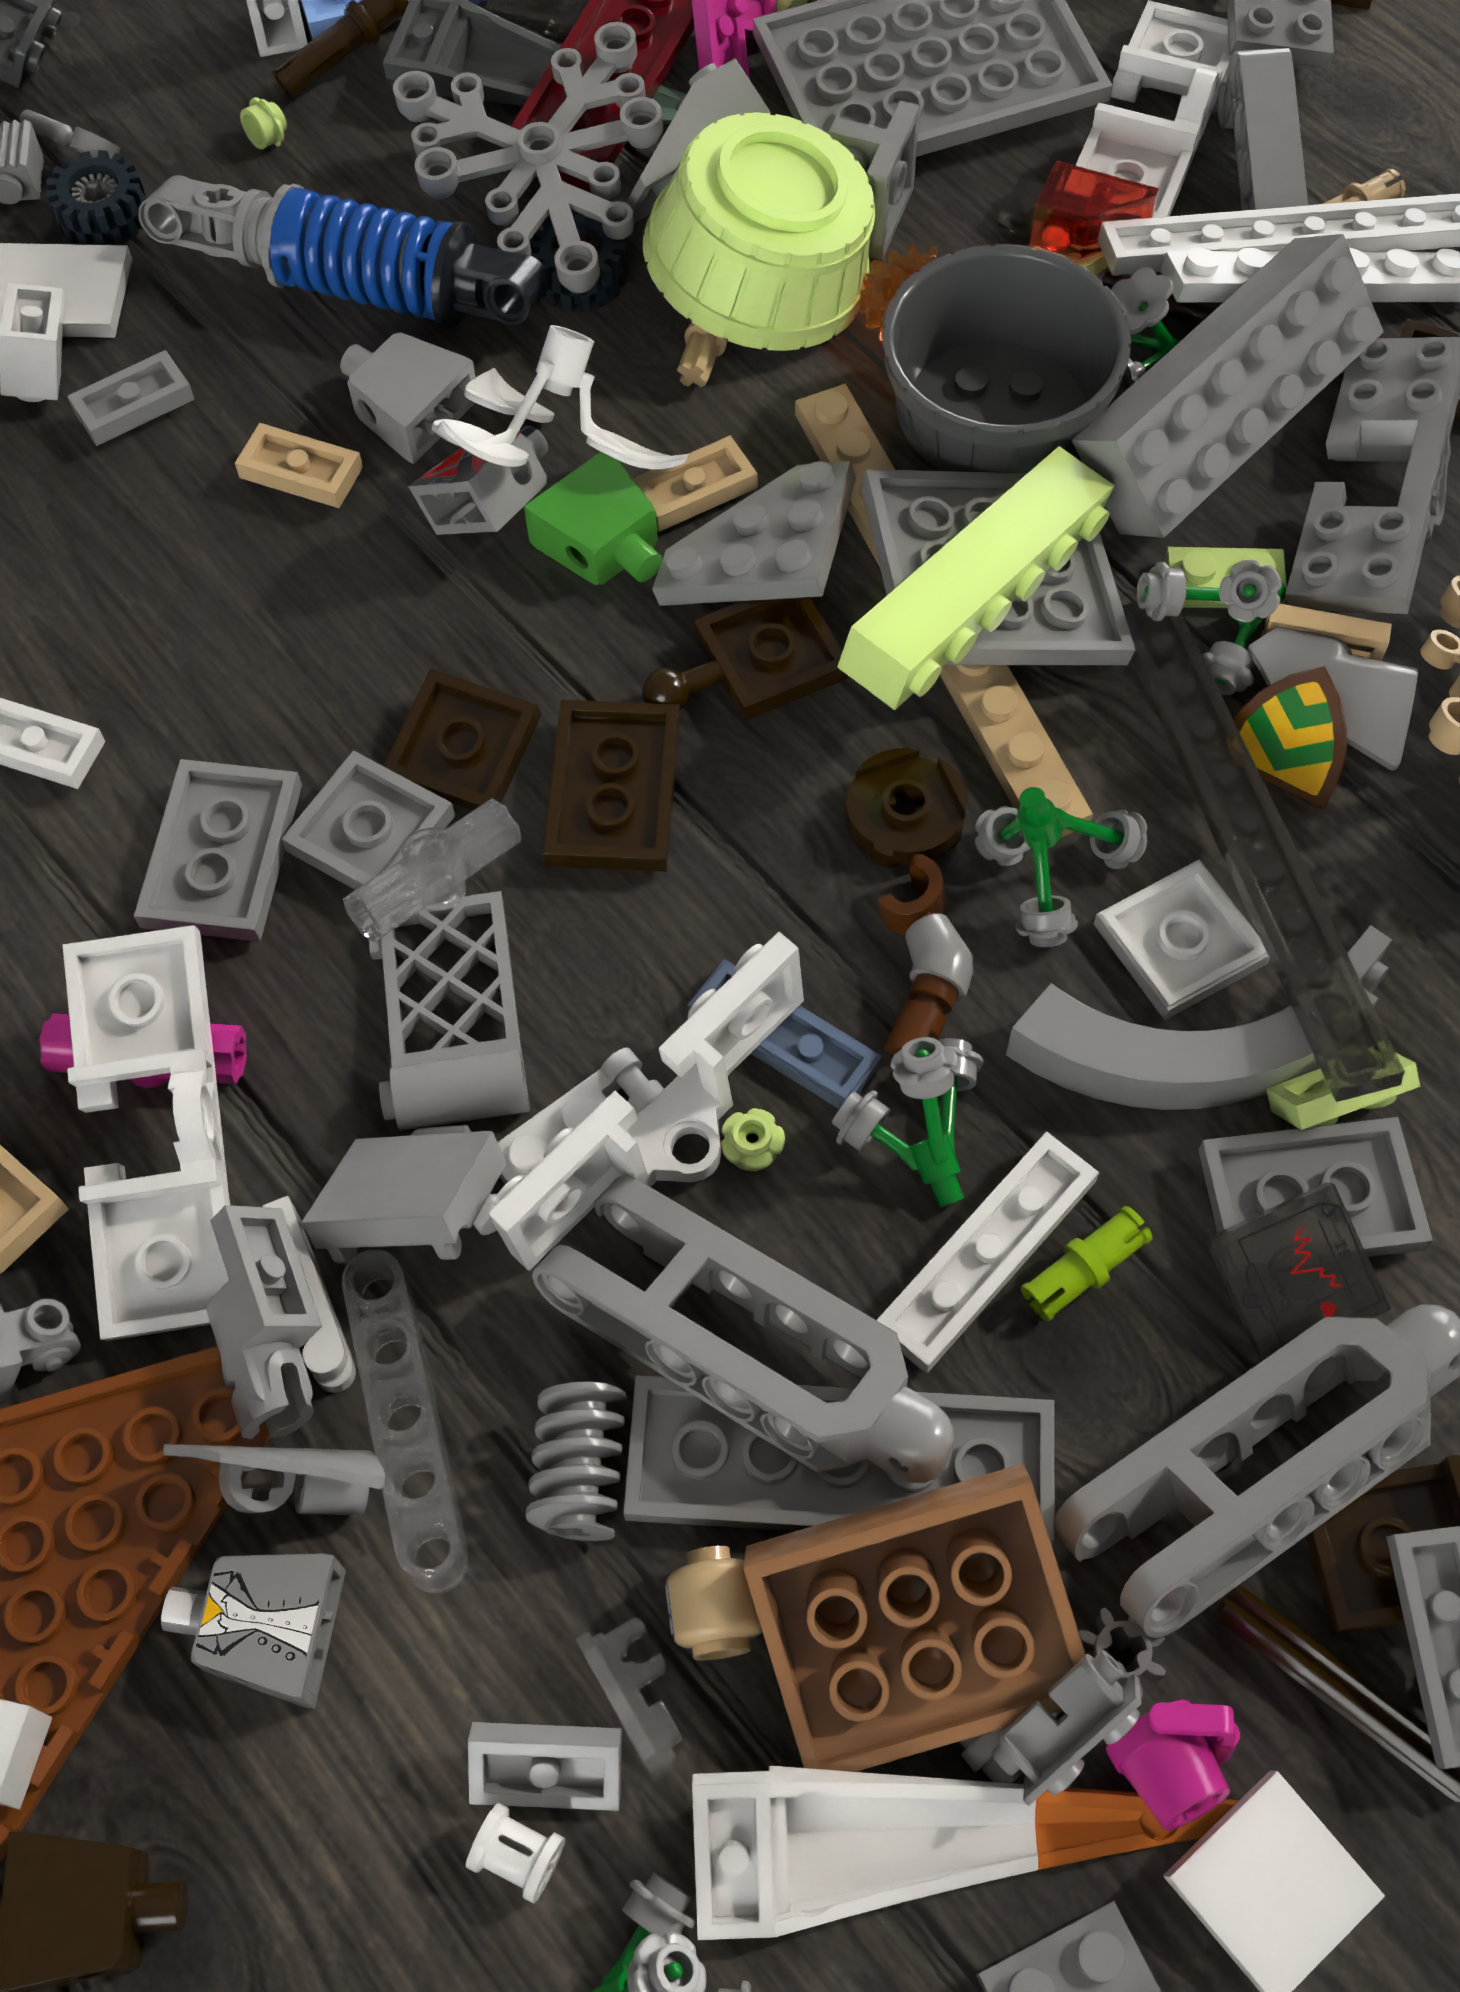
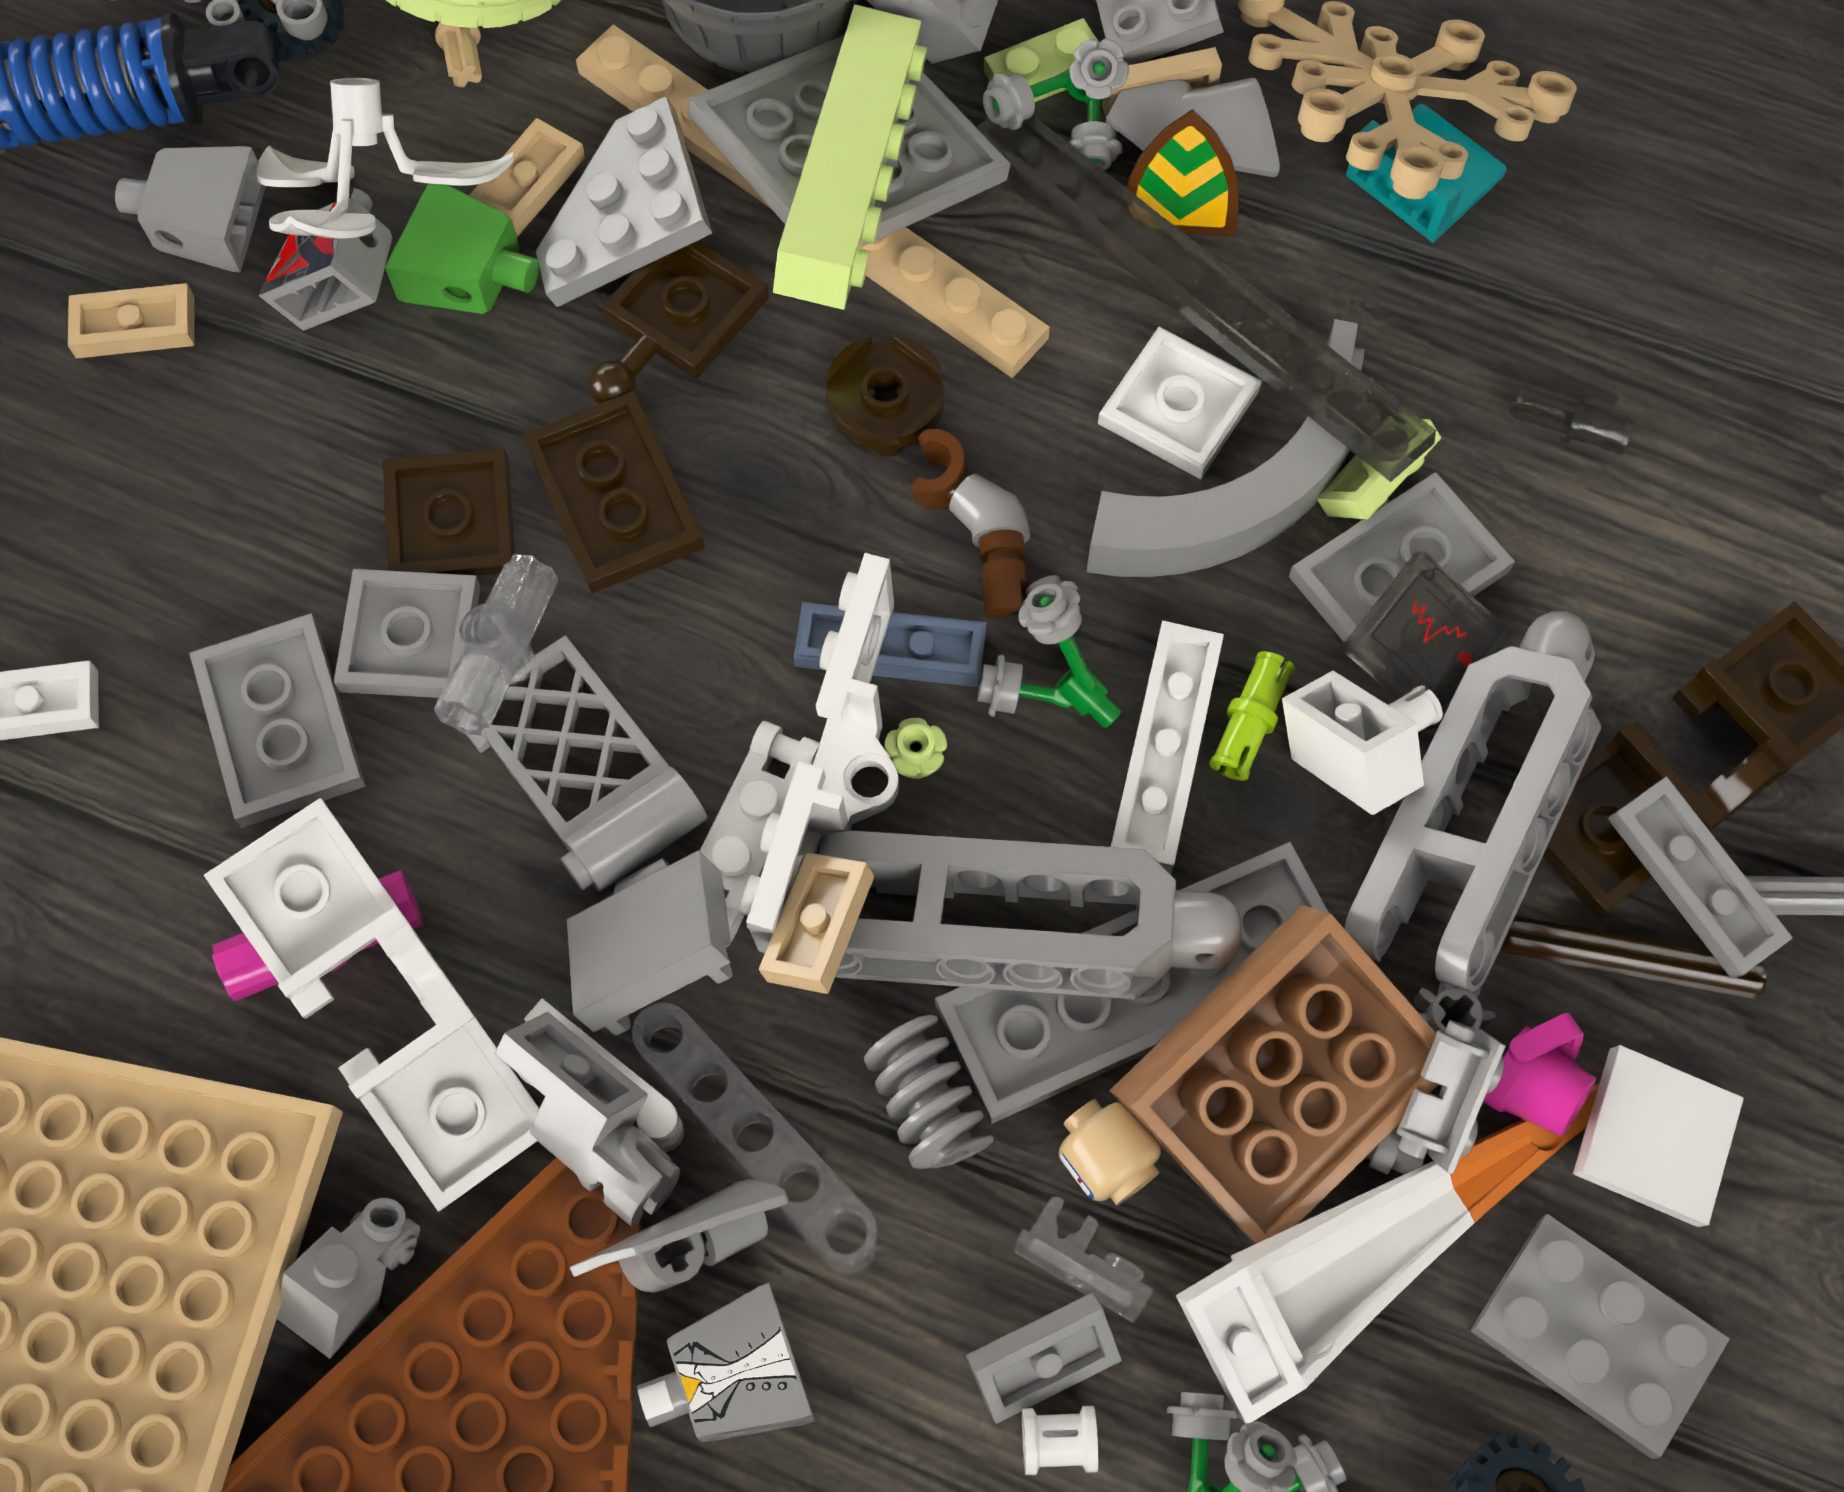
camera: 30 degrees left, 5 degrees up
(554, 1247) = (816, 923): none -> tan plate
(1038, 825) = (988, 376): light grey plant -> none
(1170, 1337) = (1359, 741): none -> white brick

